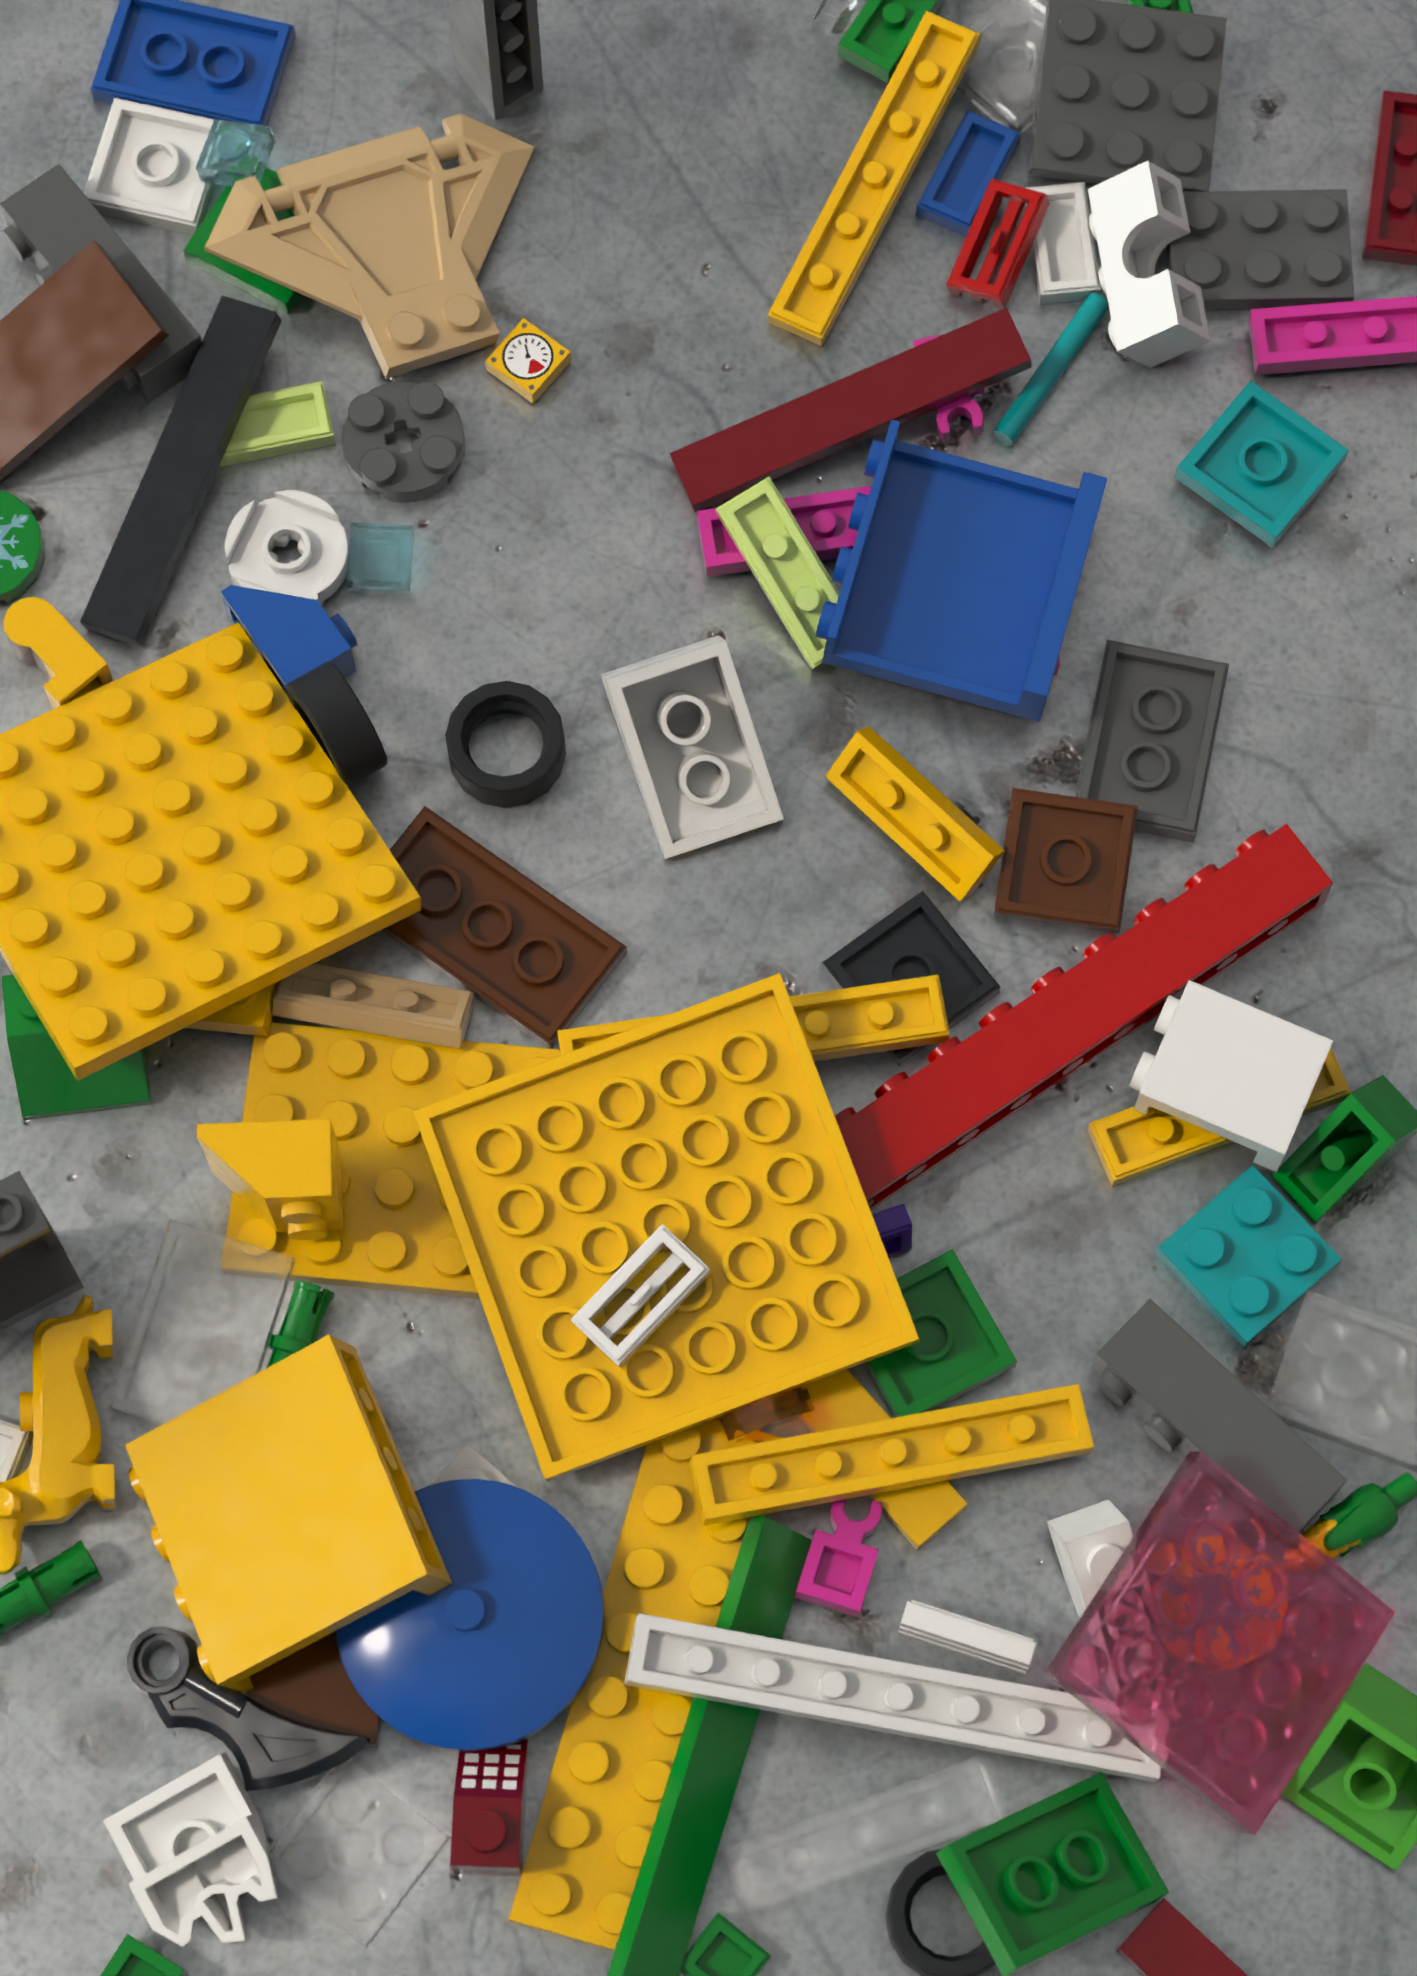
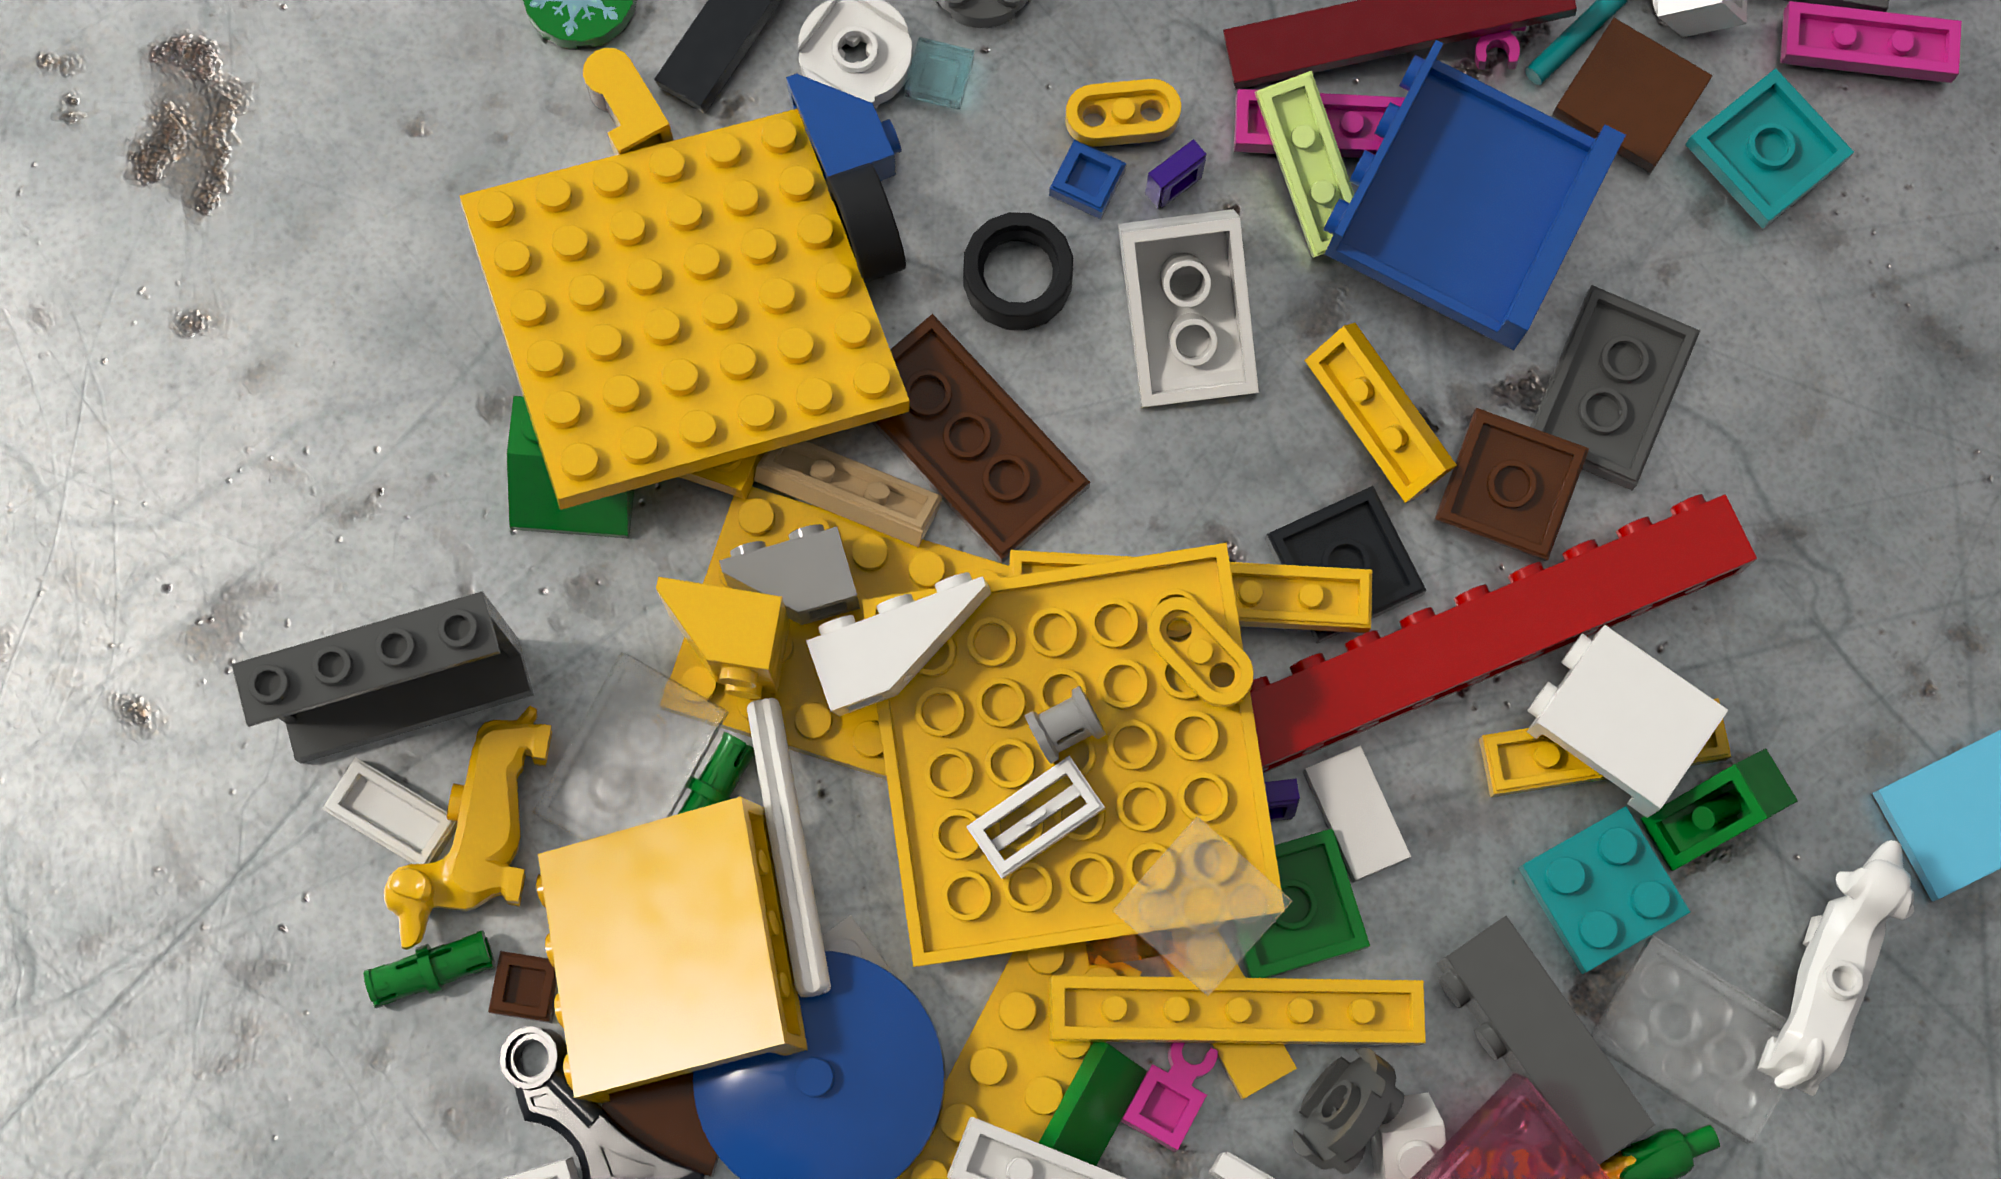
camera: 10 degrees right, 5 degrees up
(138, 1591) = (524, 987): none -> reddish brown tile
(348, 1089) = (805, 571): none -> light grey slope
(388, 1382) = (788, 848): none -> white axle
(447, 1157) = (883, 653): none -> white slope
(559, 635) = (1087, 179): none -> blue tile
(579, 556) = (1121, 109): none -> yellow plate
(650, 612) = (1175, 174): none -> dark purple tile
(651, 1192) = (1065, 724): none -> light grey bush
(777, 1089) = (1201, 652): none -> yellow plate
(832, 1348) = (1202, 906): none -> clear plate
(977, 1230) = (1357, 813): none -> white tile
(1026, 1532) = (1347, 1110): none -> dark grey plate
(1111, 432) = (1635, 90): none -> reddish brown tile

